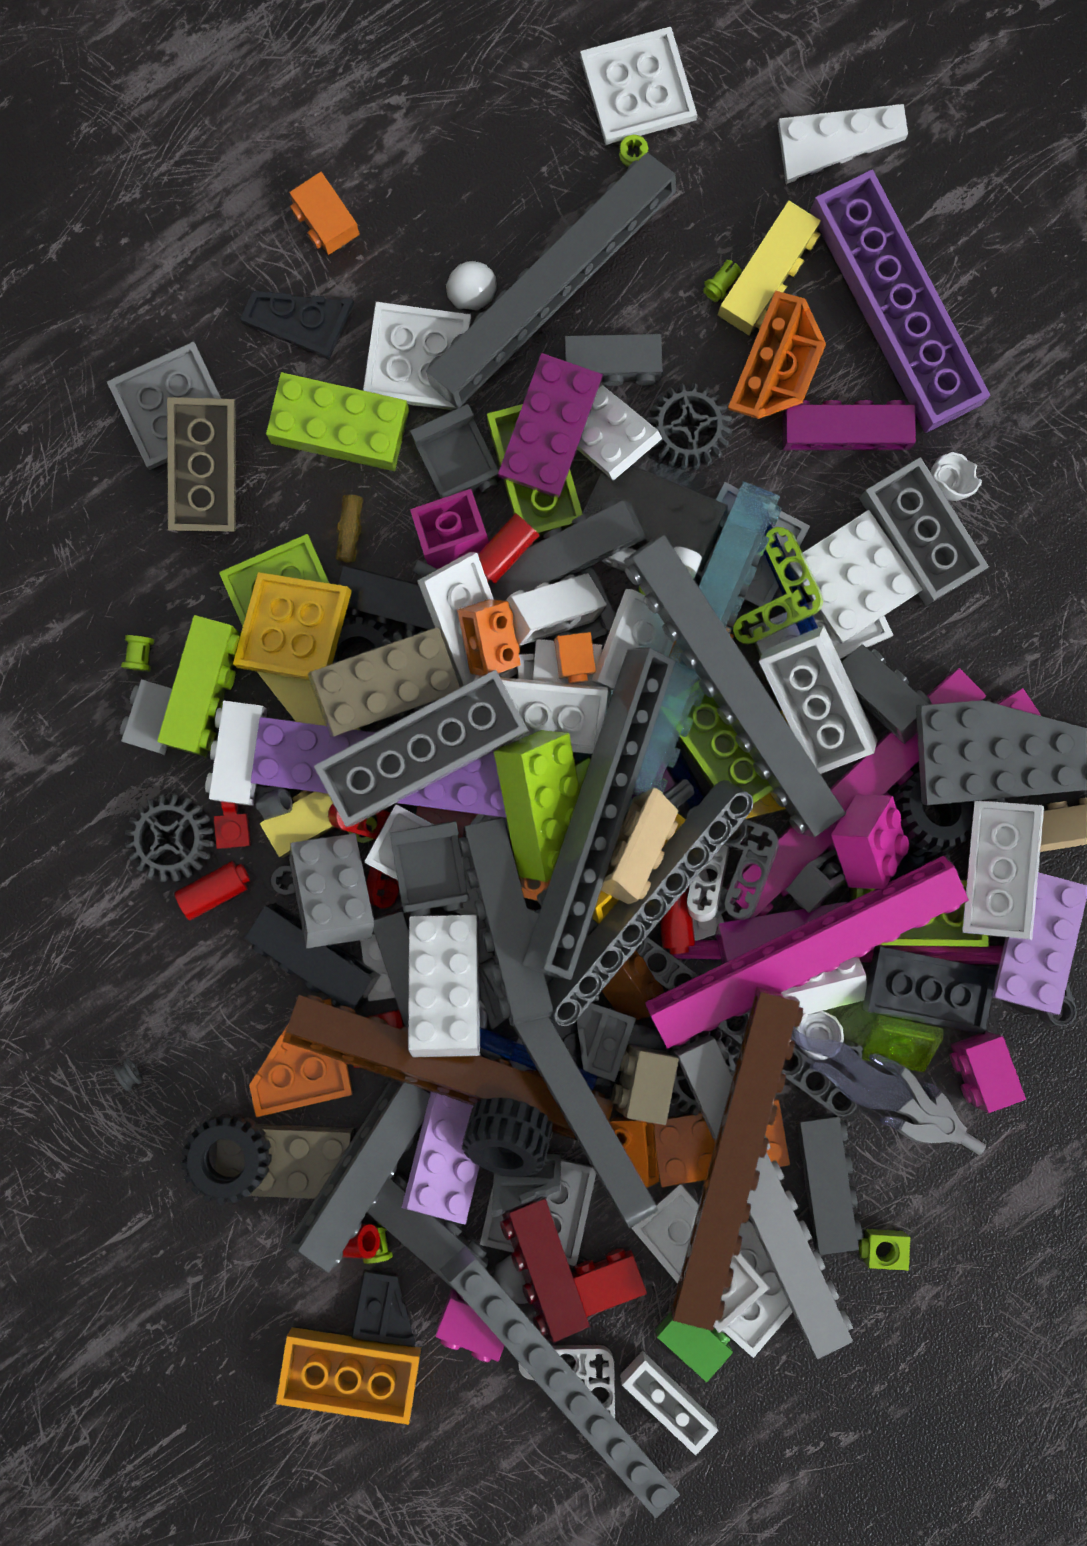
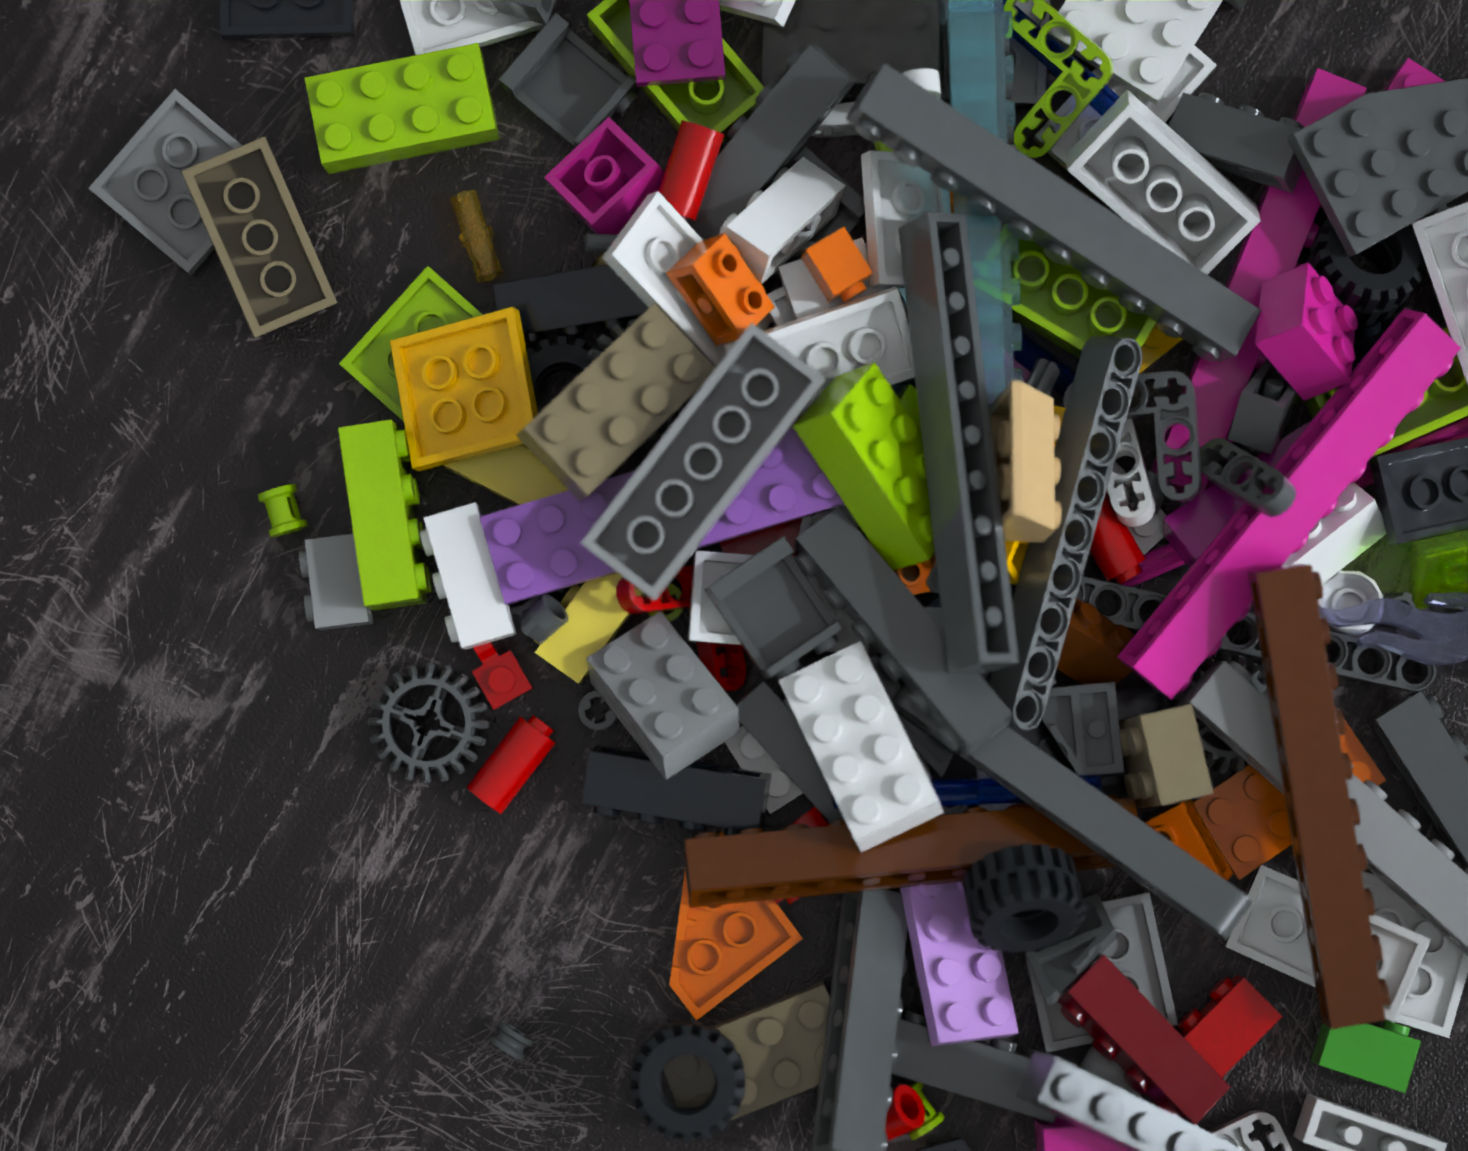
camera: 15 degrees left, 0 degrees up
(783, 932) = (1251, 490): none -> dark grey beam

